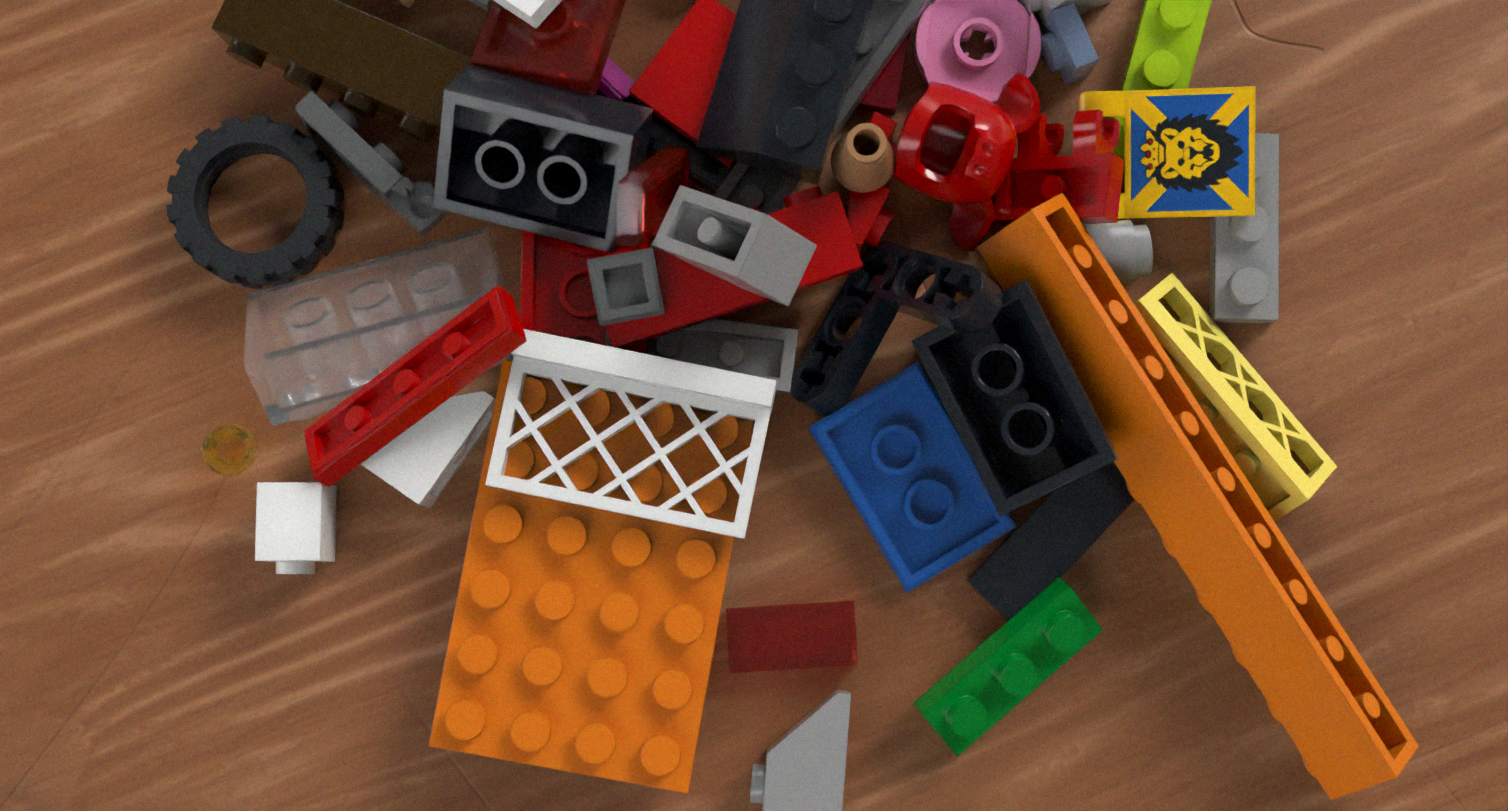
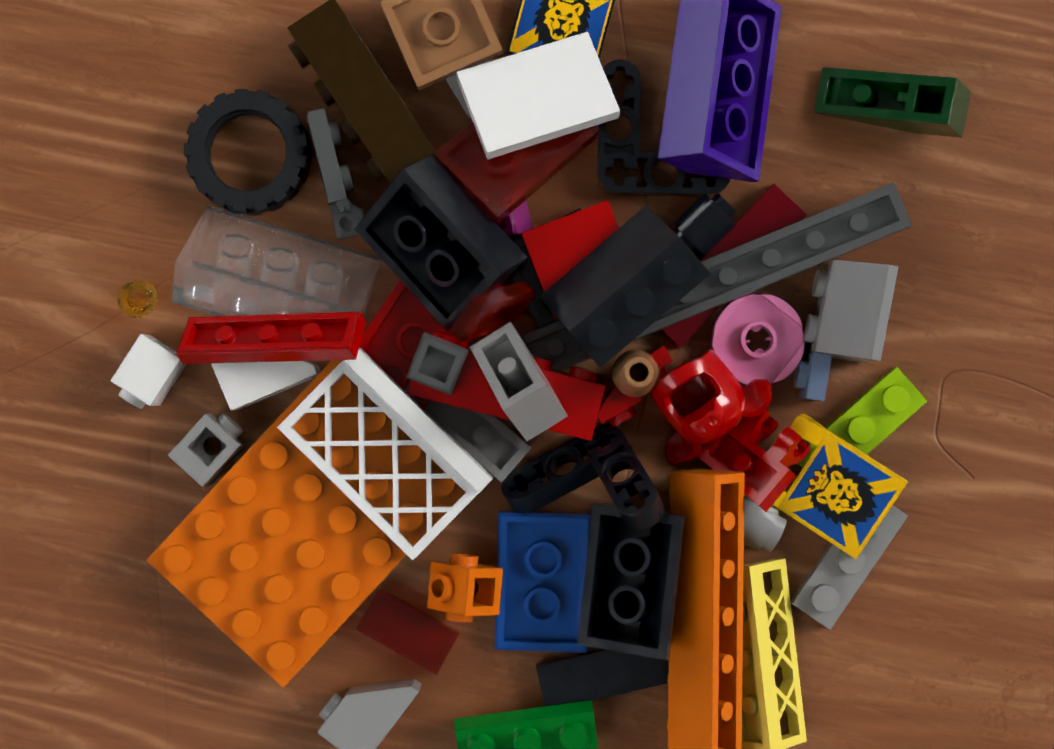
camera: 25 degrees right, 5 degrees up
(403, 585) = (192, 450): none -> light grey brick
(815, 547) = (464, 588): none -> orange brick

